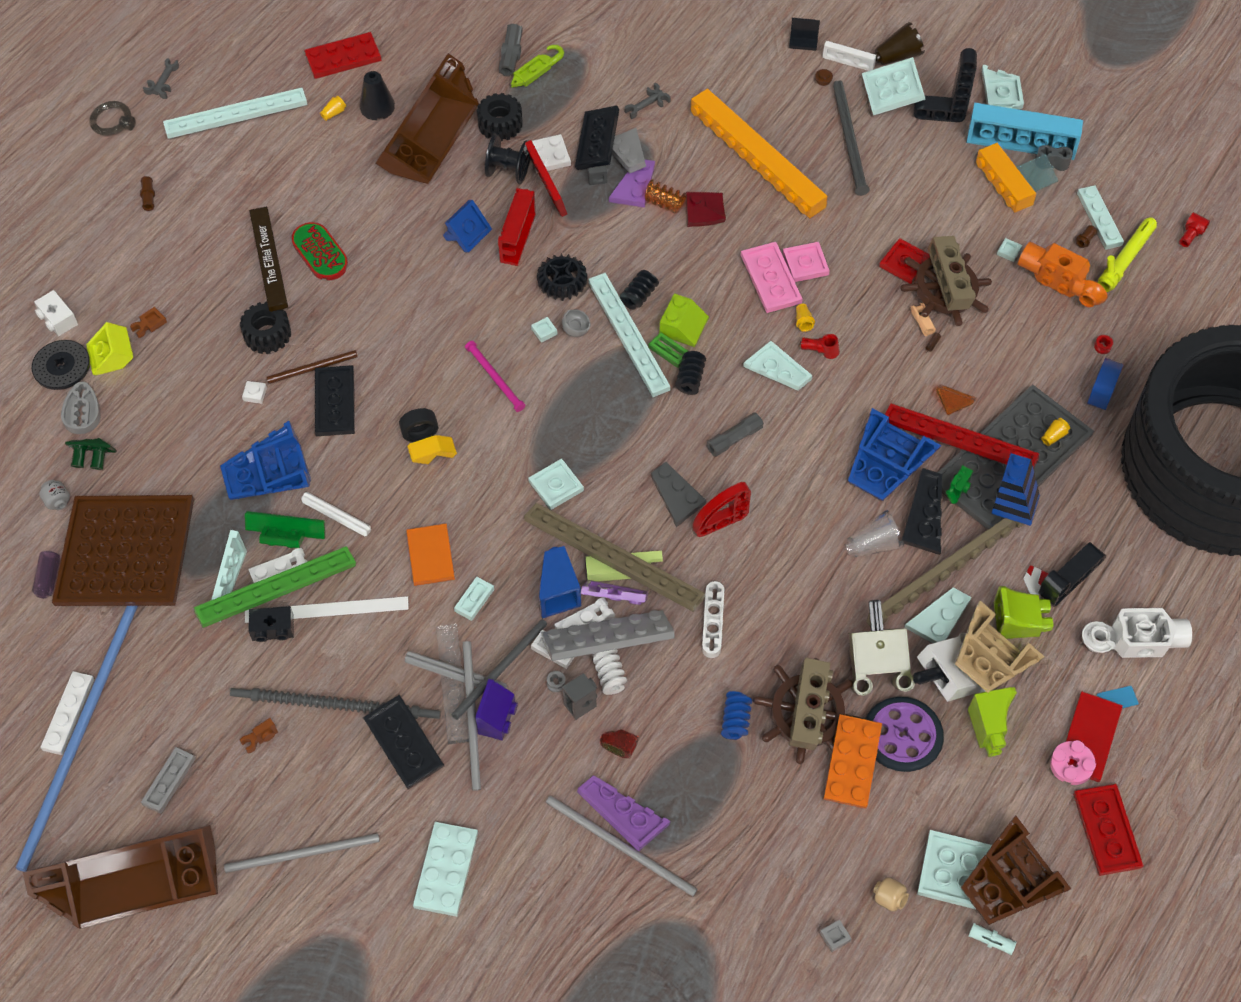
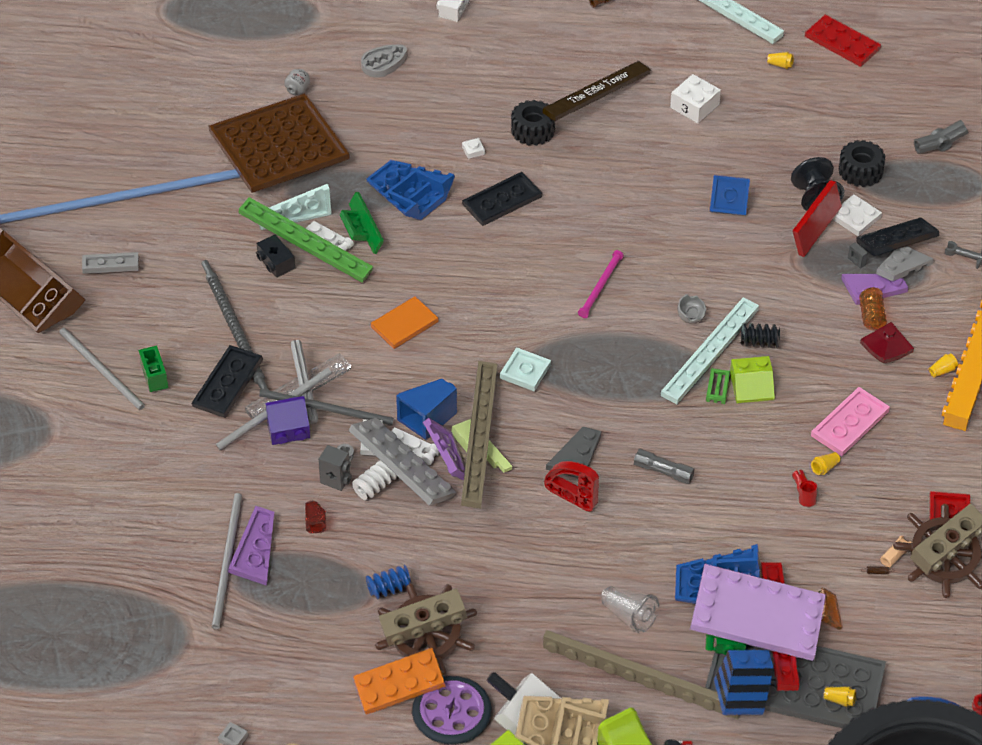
camera: 60 degrees right, 10 degrees down
(45, 574) = (229, 110): clear purple brick -> none
(55, 377) = (402, 33): piece -> none
(67, 713) = (129, 181): white plate -> none
(98, 447) = (354, 86): dark green connector -> none
(109, 349) = (446, 47): neon yellow slope -> none
(149, 321) = (488, 57): dark orange plate -> none
(260, 734) = (181, 295): dark orange plate -> none
(311, 367) = (519, 168): reddish brown axle -> none
(319, 251) = (635, 121): tile -> none
(332, 192) = (695, 98): none -> white brick
(336, 514) = (399, 248): white axle -> none
(345, 608) = (323, 296): white sticker -> none
(345, 802) = (153, 368): none -> green brick
(375, 97) = (812, 77): black cone -> none
(415, 417) = (511, 254): black tyre -> none
(427, 449) = (502, 275): yellow slope -> none
(431, 124) = (814, 123): reddish brown slope -> none
(445, 869) = (140, 459): light aqua plate -> none
(474, 598) = (382, 366): light aqua plate -> none
(517, 227) = (734, 238): red door -> none
(536, 67) = (939, 164): lime plate -> none
(544, 329) = (670, 293): light aqua plate -> none
(563, 282) = (721, 282): black gear -> none
(690, 372) = (701, 405): black piece -> none
(713, 619) = (470, 528): white beam -> none
(754, 182) = (944, 365): none -> yellow cone
(778, 366) = (758, 466): light aqua wing -> none
(806, 261) = (887, 439): bright pink plate -> none
(879, 652) = (508, 649): piece -> none
(924, 519) = (671, 639): black wing -> none
(940, 617) = (580, 686): light aqua wing -> none
(947, 444) = (758, 612): none -> lavender plate

